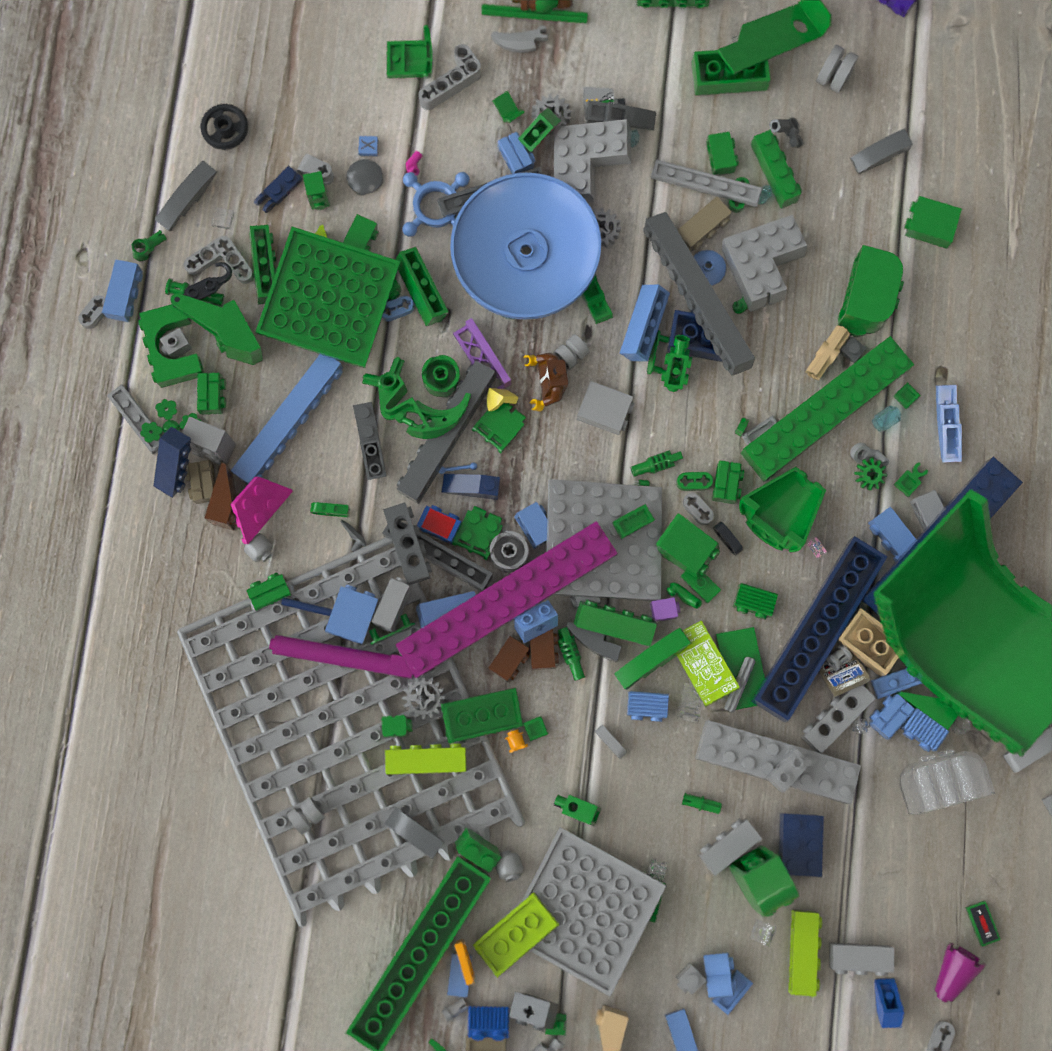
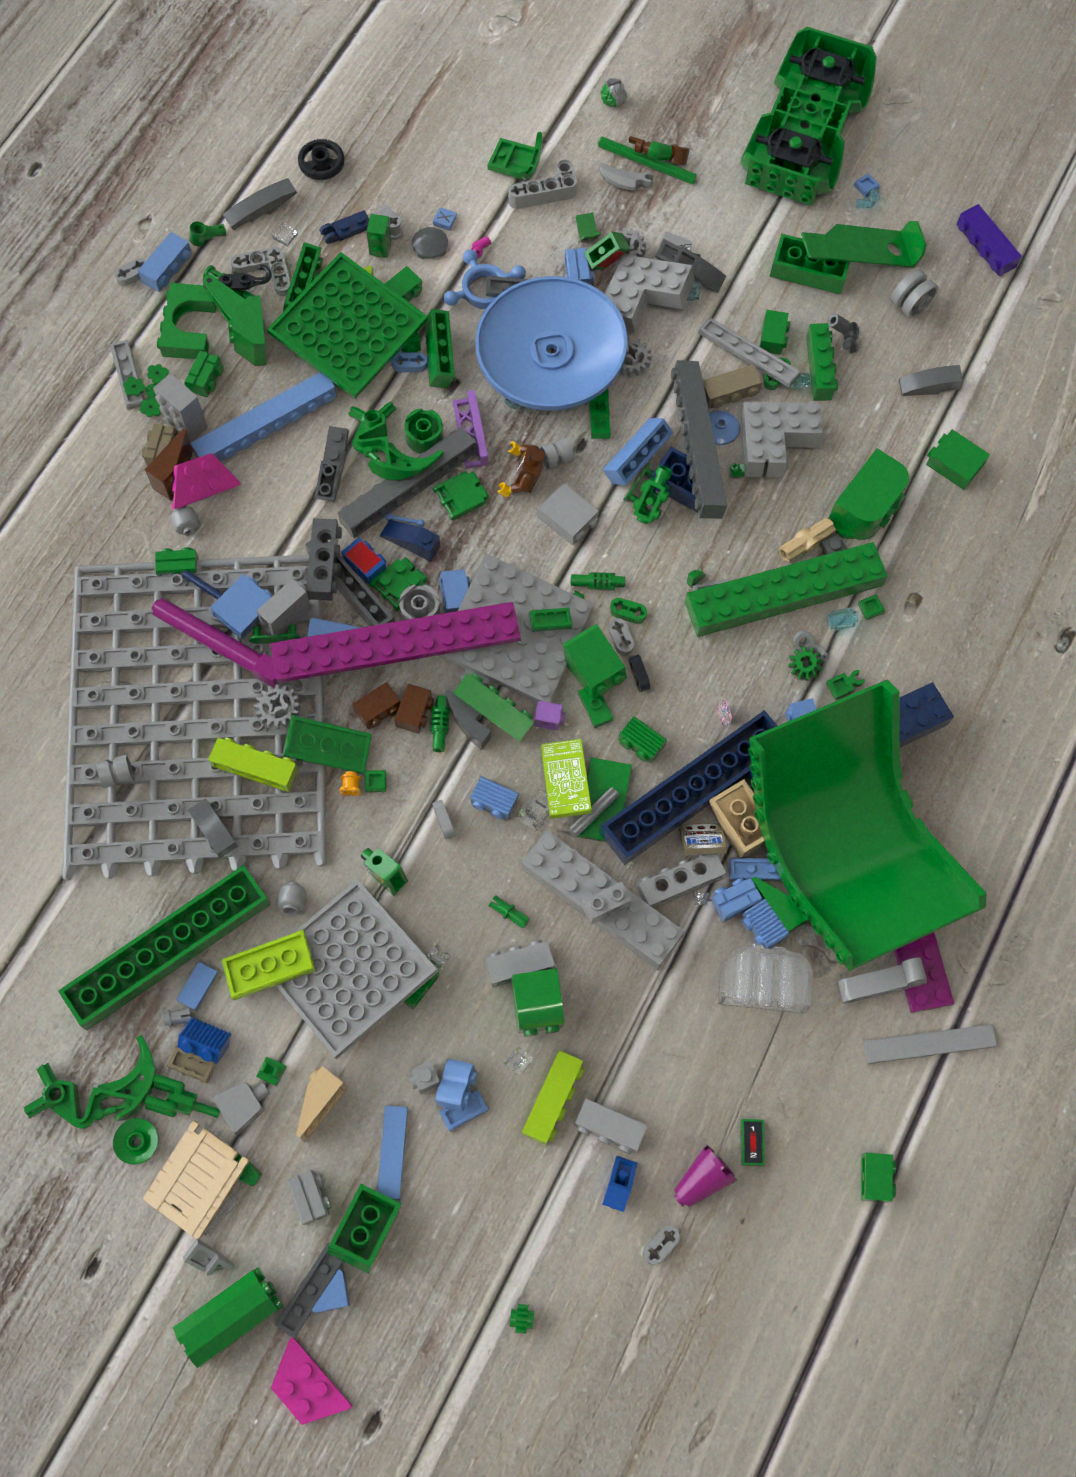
camera: 20 degrees right, 10 degrees down
(172, 462) = (138, 411): dark blue brick -> none
(175, 344) = (191, 320): light grey brick -> none
(329, 509) = (267, 511): green piece -> none
(355, 535) = (283, 550): dark grey bar -> none
(396, 726) = (238, 719): green brick -> none
(465, 961) = (205, 967): light orange tile -> none
(478, 850) = (267, 868): green brick -> none
(497, 397) = (467, 465): light yellow tile -> none
(523, 1008) = (253, 1044): brick -> none
(536, 621) = (416, 675): medium blue brick -> none
(652, 658) = (518, 754): green slope -> none
(684, 595) = (574, 709): green arm -> none
(727, 482) = (659, 621): green brick -> none
(783, 509) = (702, 662): green cone -> none
(801, 844) = (593, 988): dark blue brick -> none
(839, 657) = (711, 821): light grey bush -> none
(948, 423) = (903, 645): medium blue slope -> none

